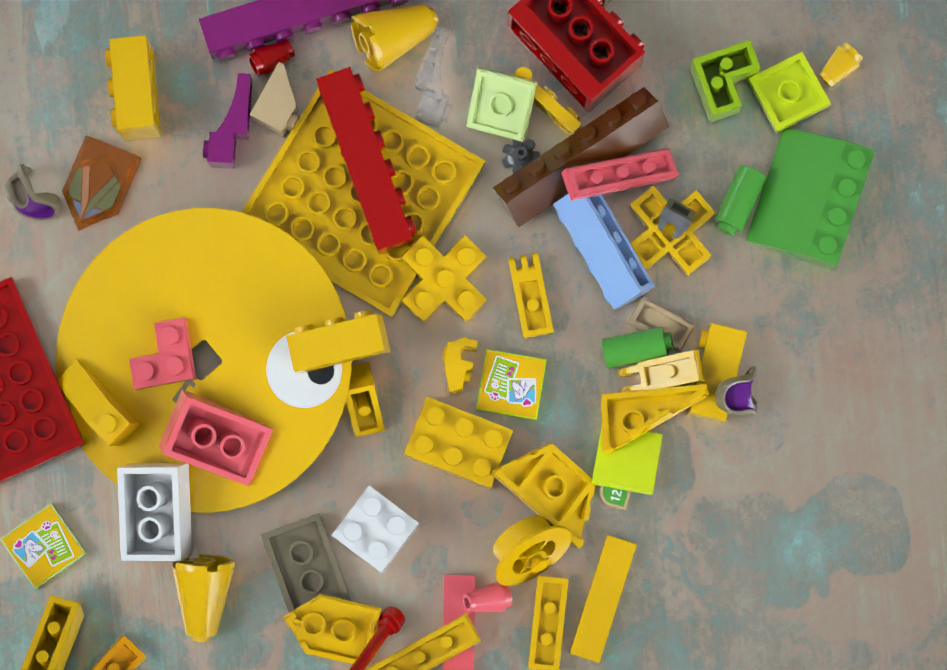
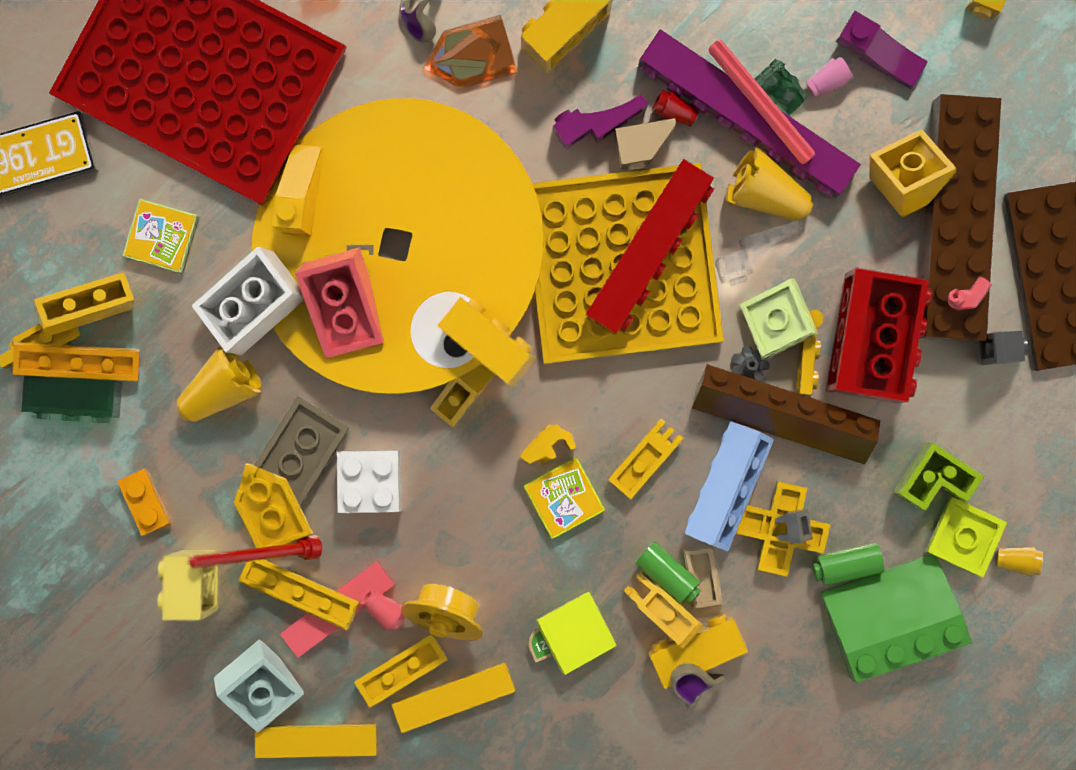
camera: 55 degrees right, 5 degrees up
(174, 358) = (377, 222): coral plate -> none
(443, 278) = (605, 380): yellow plate -> none
(458, 443) = (485, 494): yellow brick -> none
(551, 488) = (506, 592): yellow wing -> none
(619, 174) = (795, 455): coral tile -> none
(636, 412) = (616, 613): yellow wing -> none

